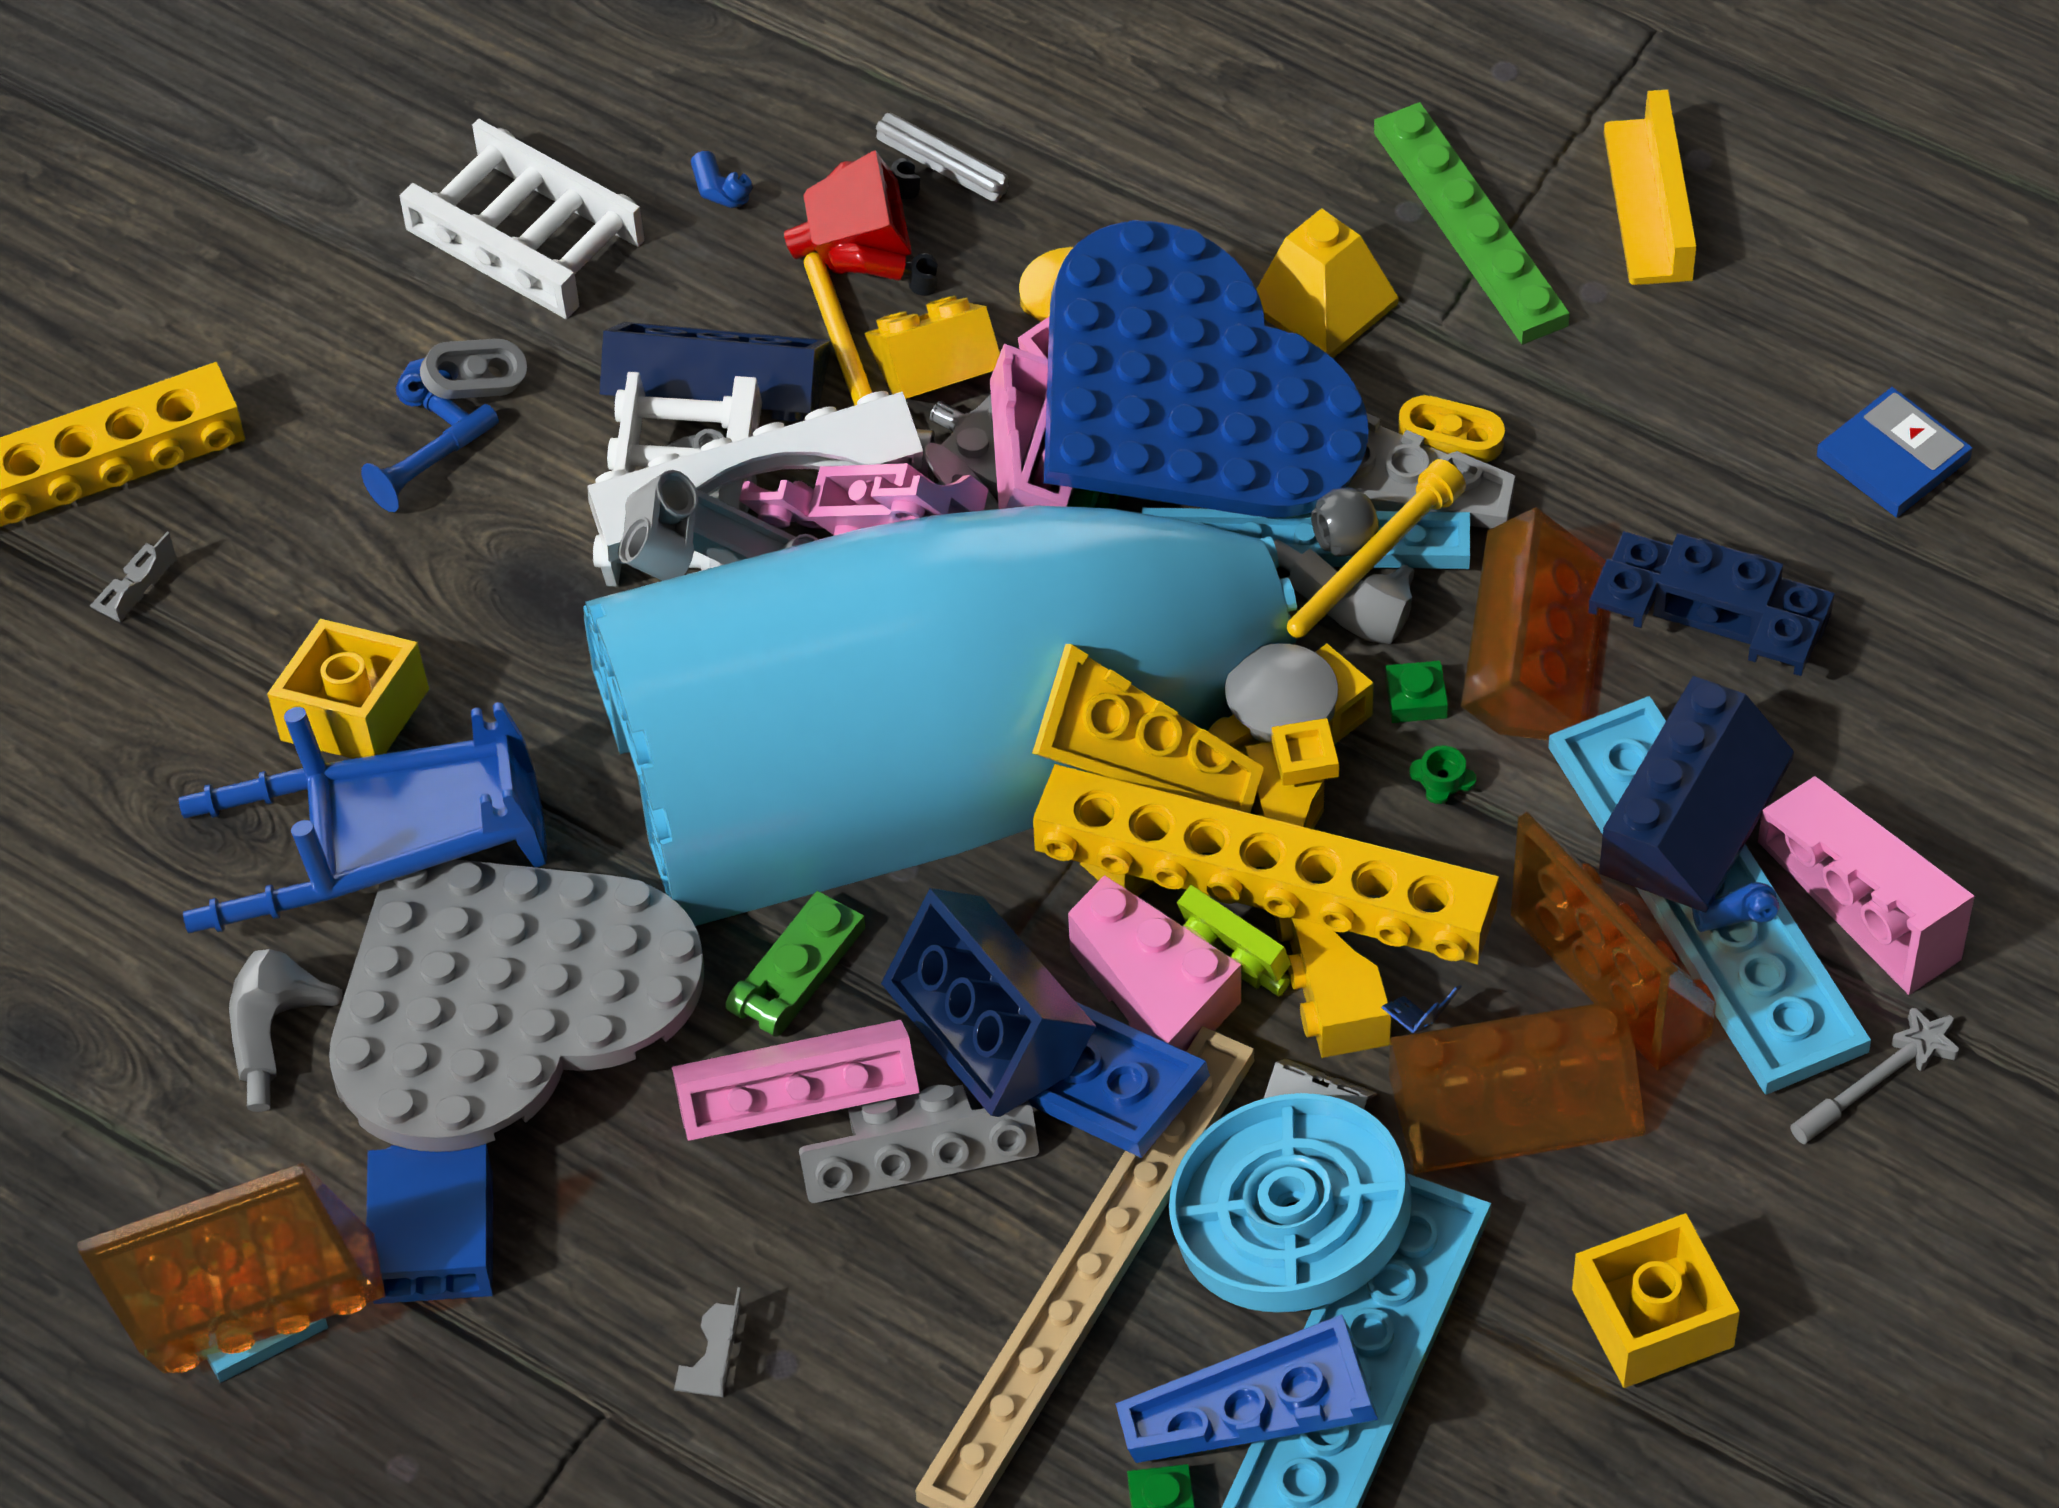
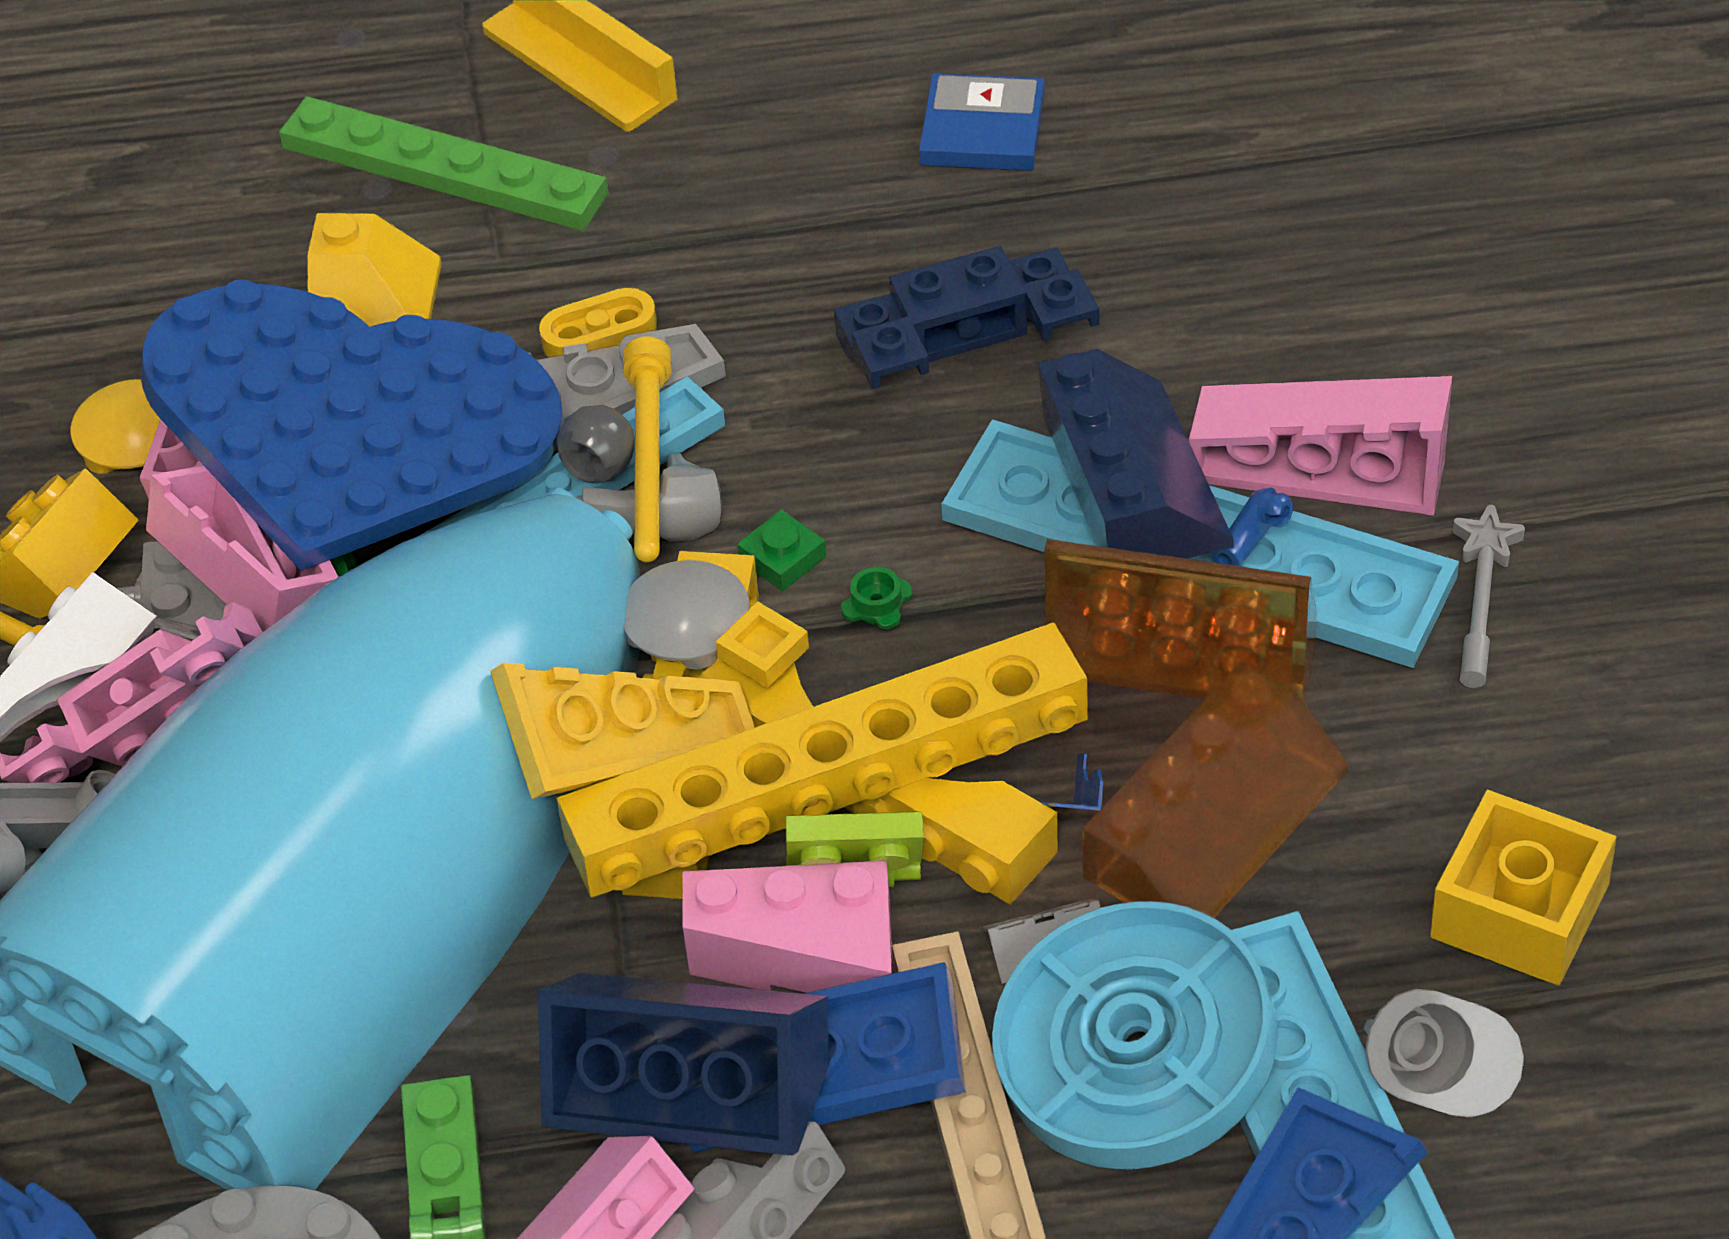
camera: 40 degrees left, 5 degrees down
(1481, 1369) = (1443, 1053): none -> light grey piece
(1533, 630) = (836, 433): clear orange slope -> none

